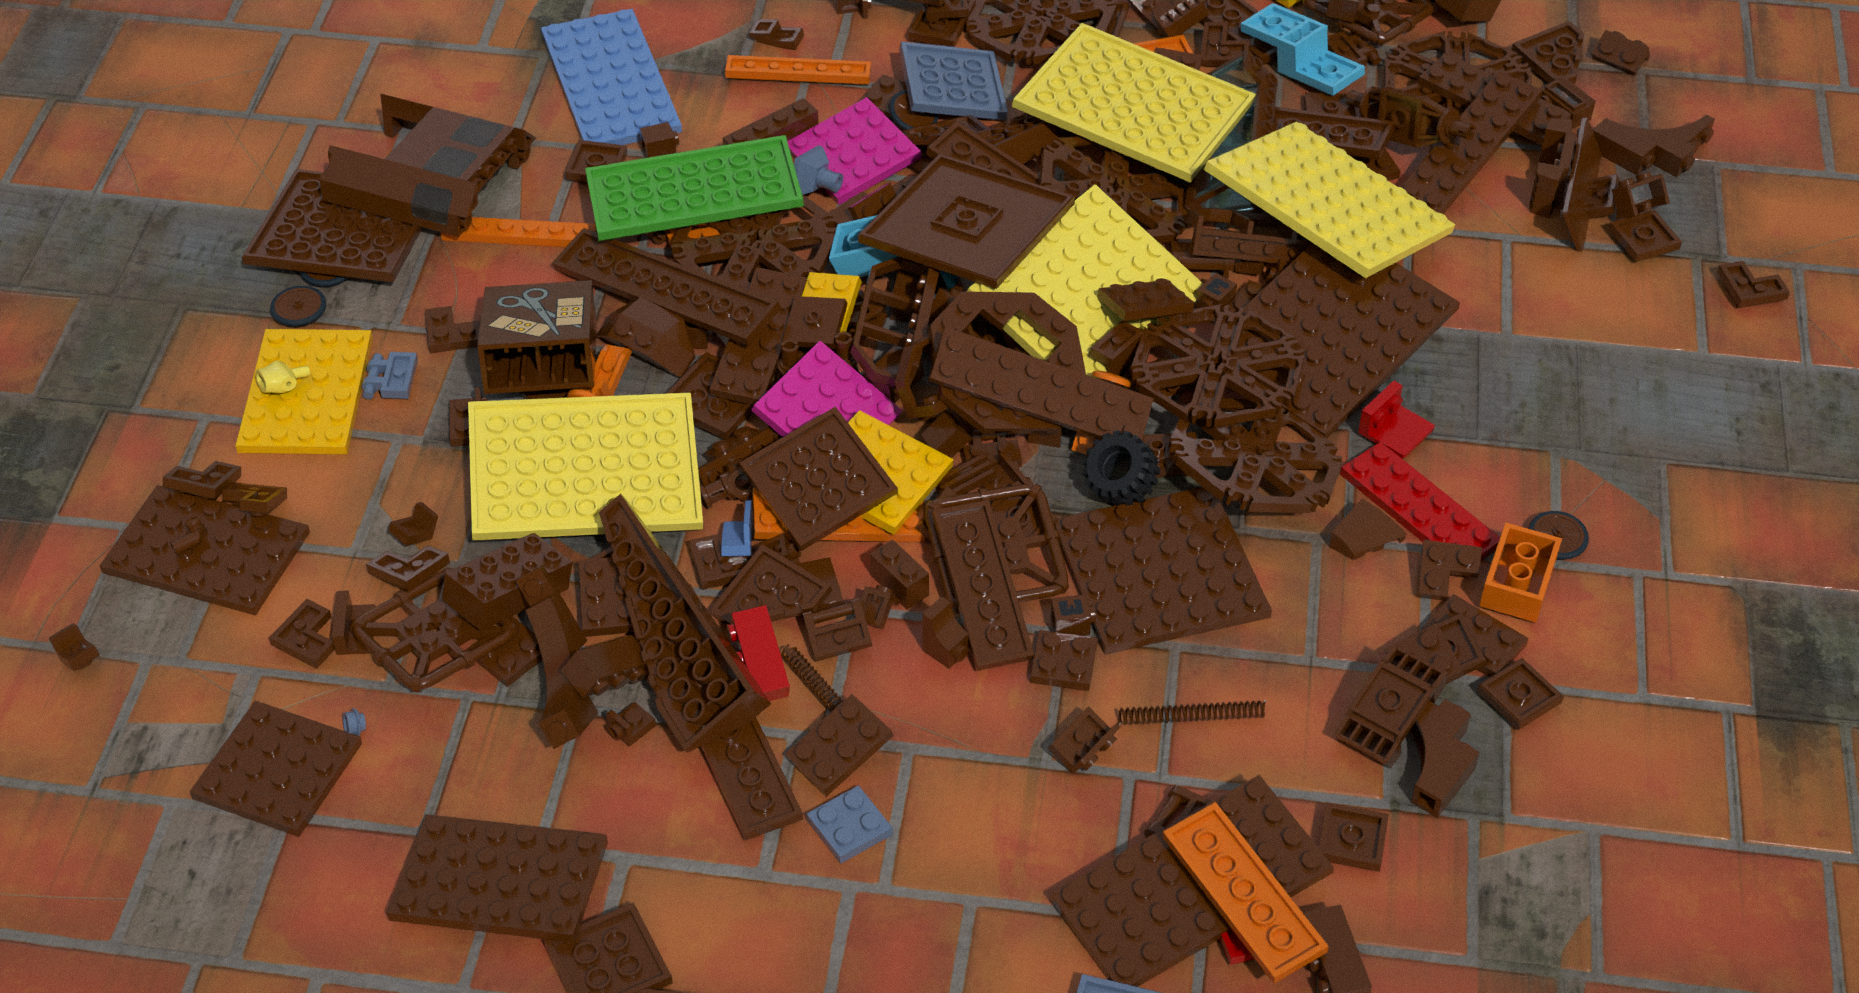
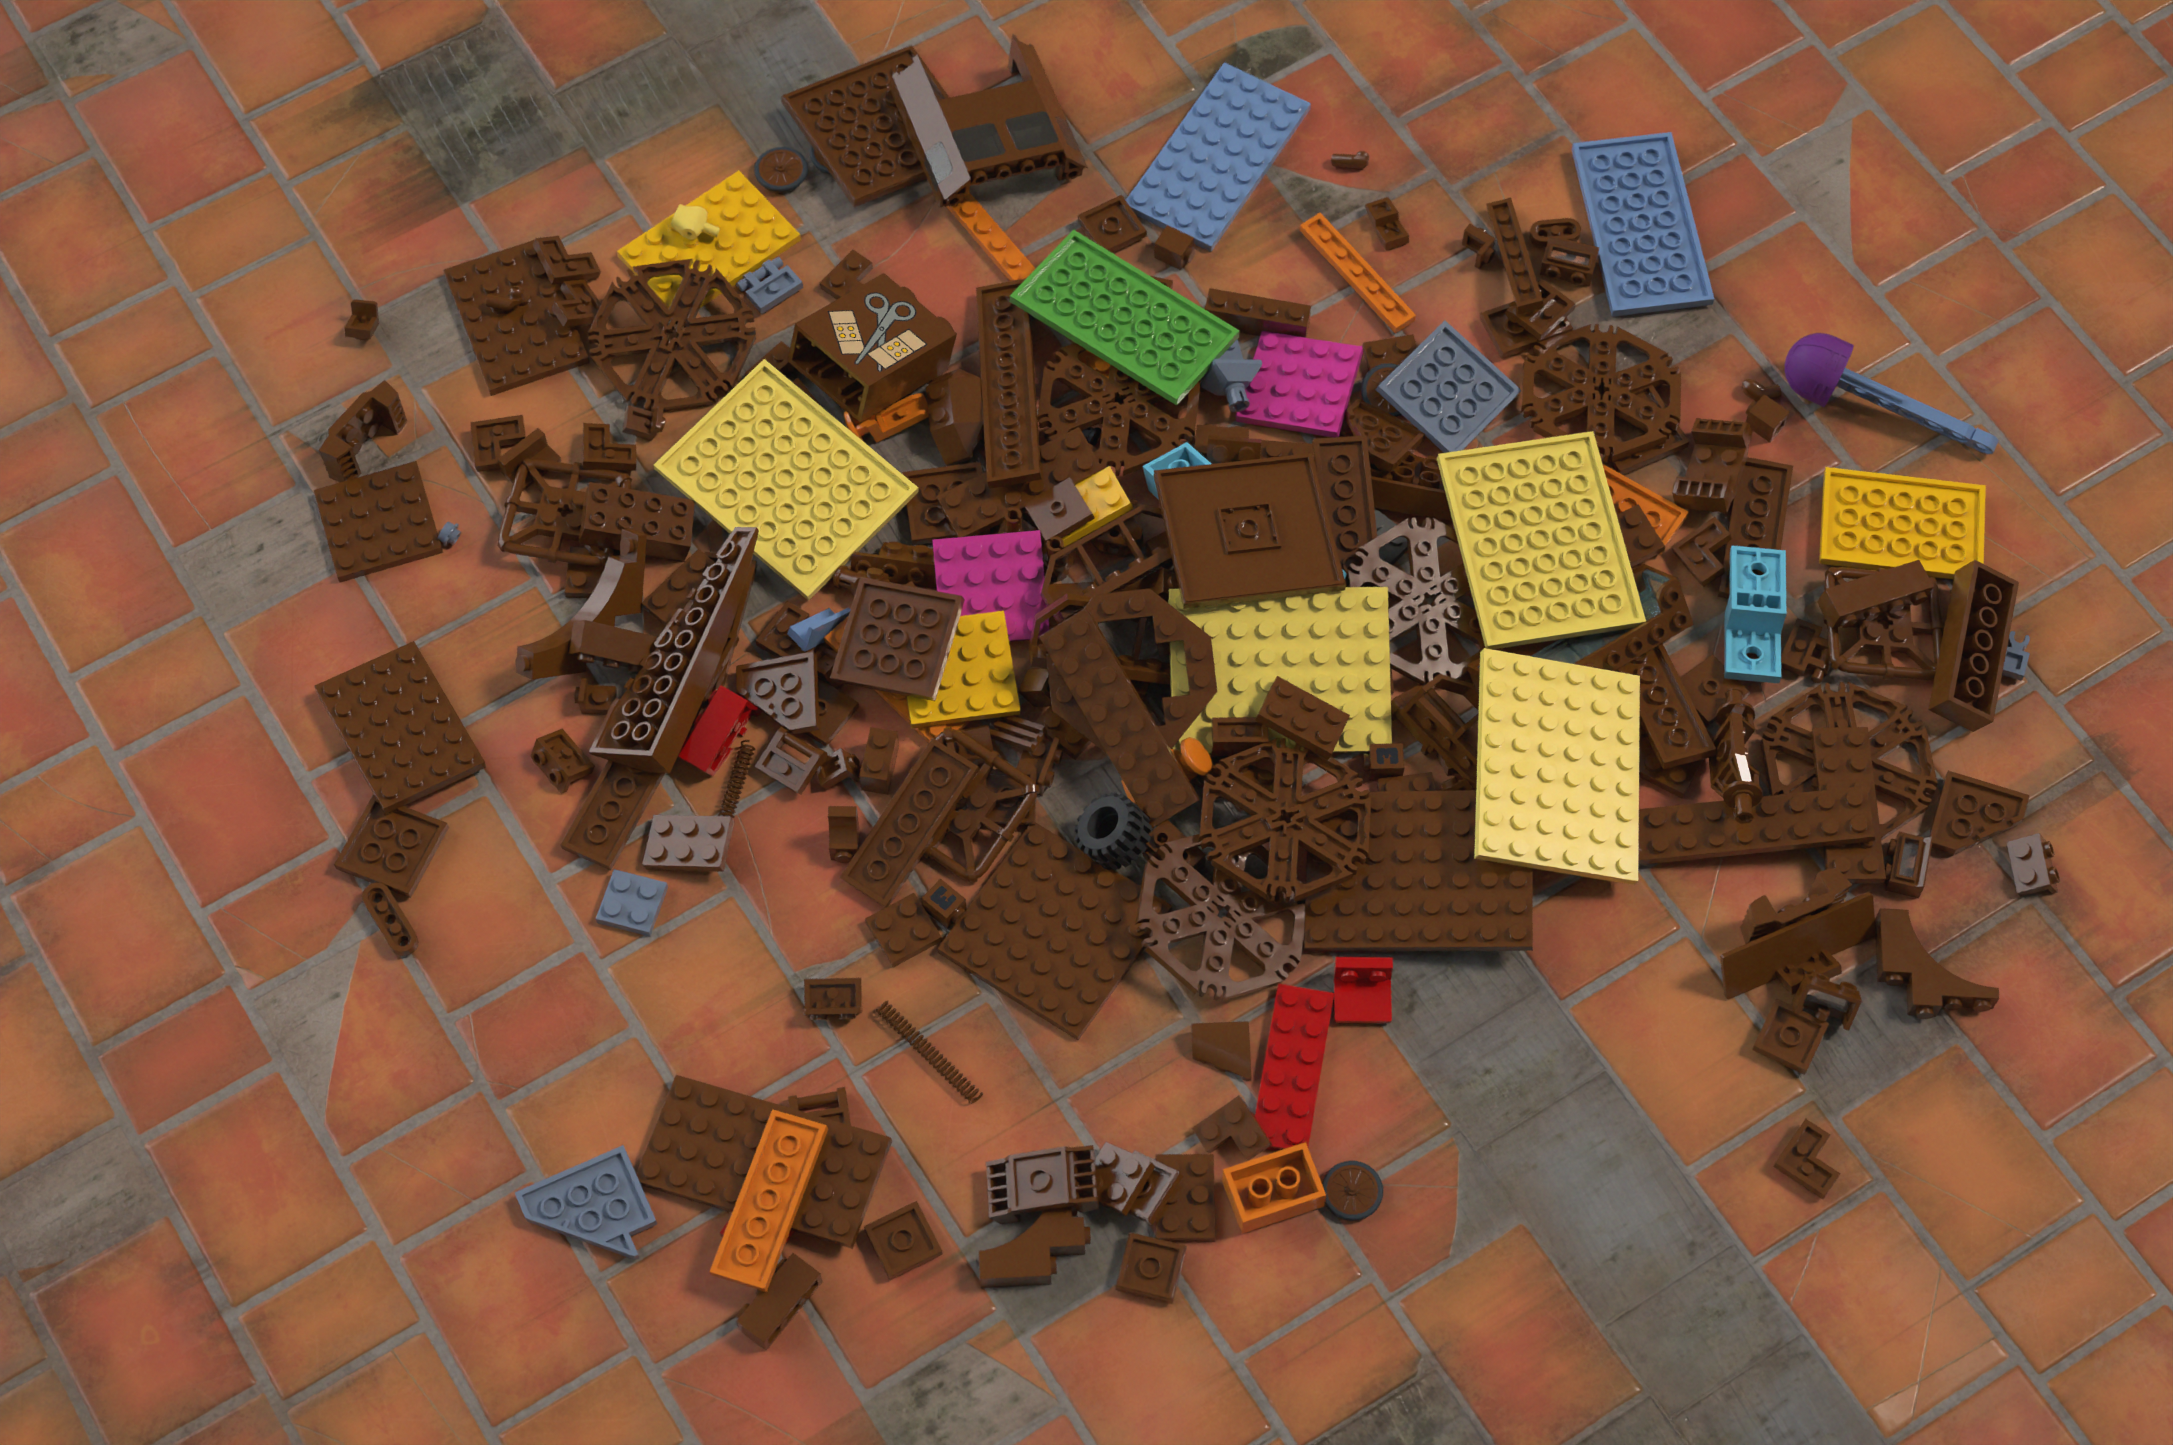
camera: 50 degrees right, 15 degrees up
(182, 688) = (356, 426): none -> reddish brown plate
(341, 456) = (654, 339): none -> reddish brown plate
(661, 785) = (560, 759): none -> reddish brown bracket
(707, 17) = (1356, 161): none -> reddish brown arm

